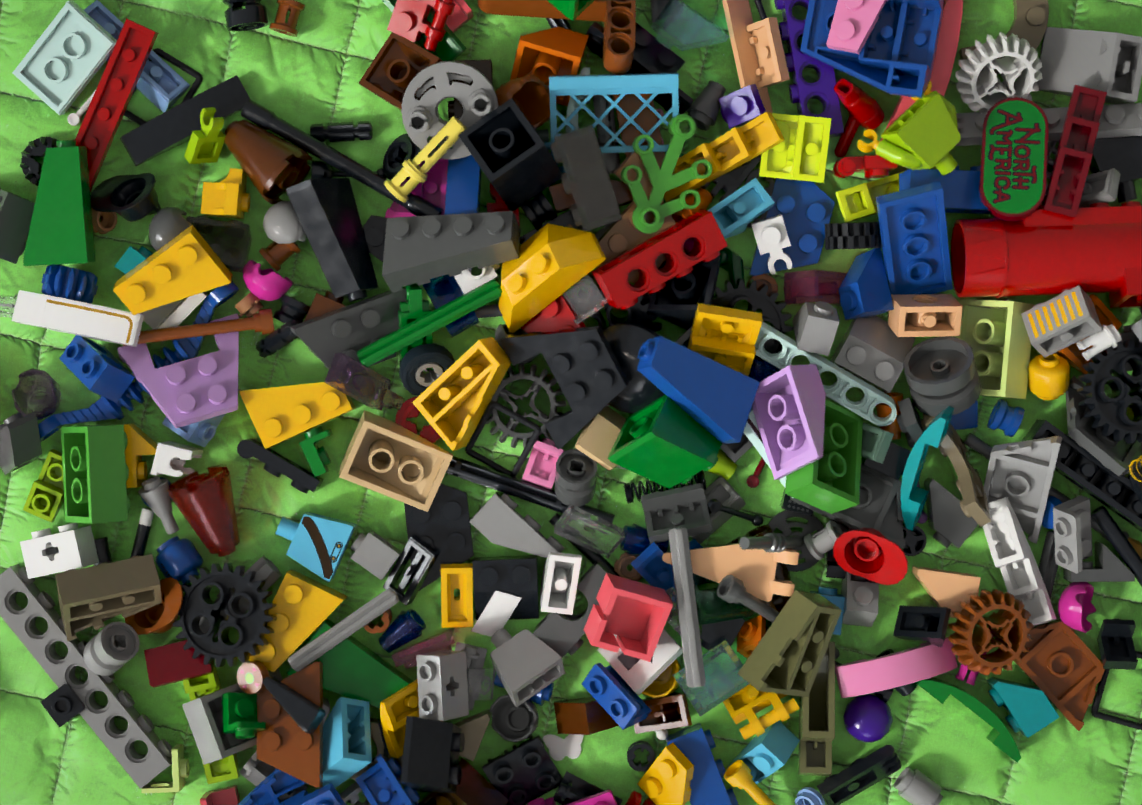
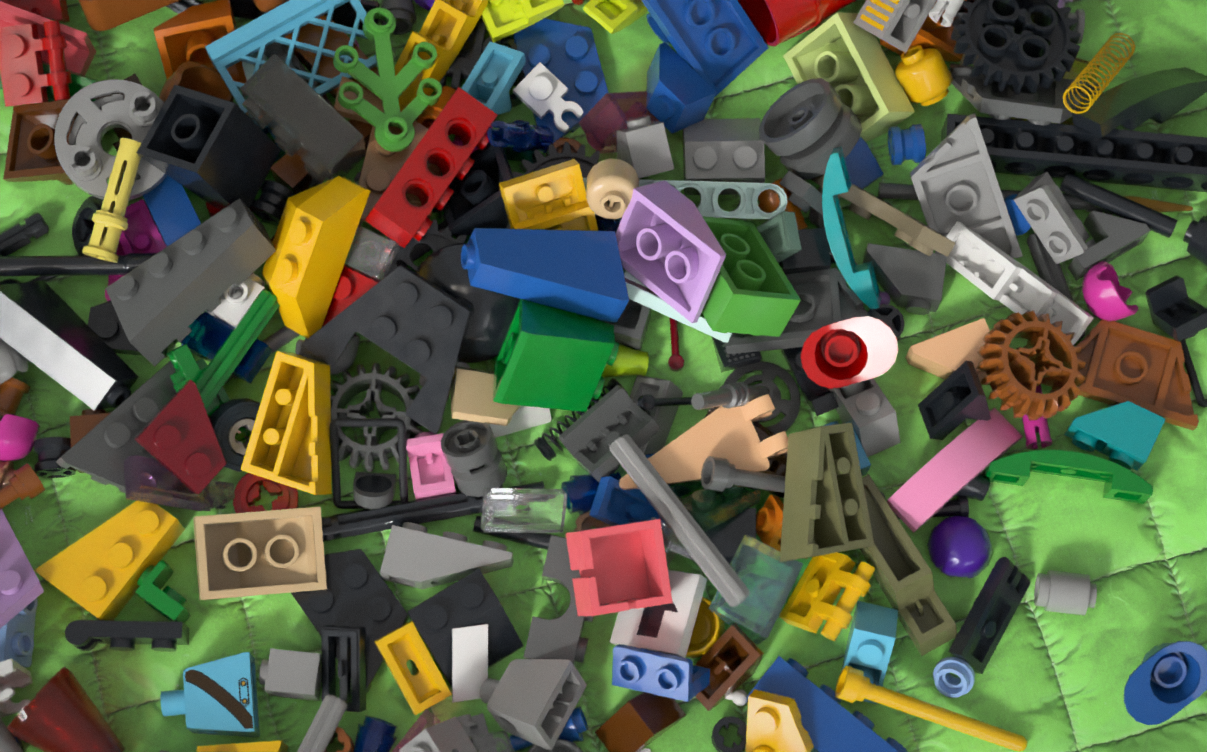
camera: 25 degrees left, 15 degrees down
(276, 339) = (51, 494): black axle -> none
(385, 360) = (184, 439): none -> dark red wing
(497, 456) = (374, 489): none -> dark grey tile
(560, 583) = (520, 577): white slope -> none
(736, 265) = (520, 135): none -> clear blue pin
(775, 350) = (611, 187): none -> tan head
(822, 540) = (788, 372): light grey bush -> none
(852, 235) = (628, 44): black tyre -> none
(925, 315) = (755, 83): light nougat brick -> none

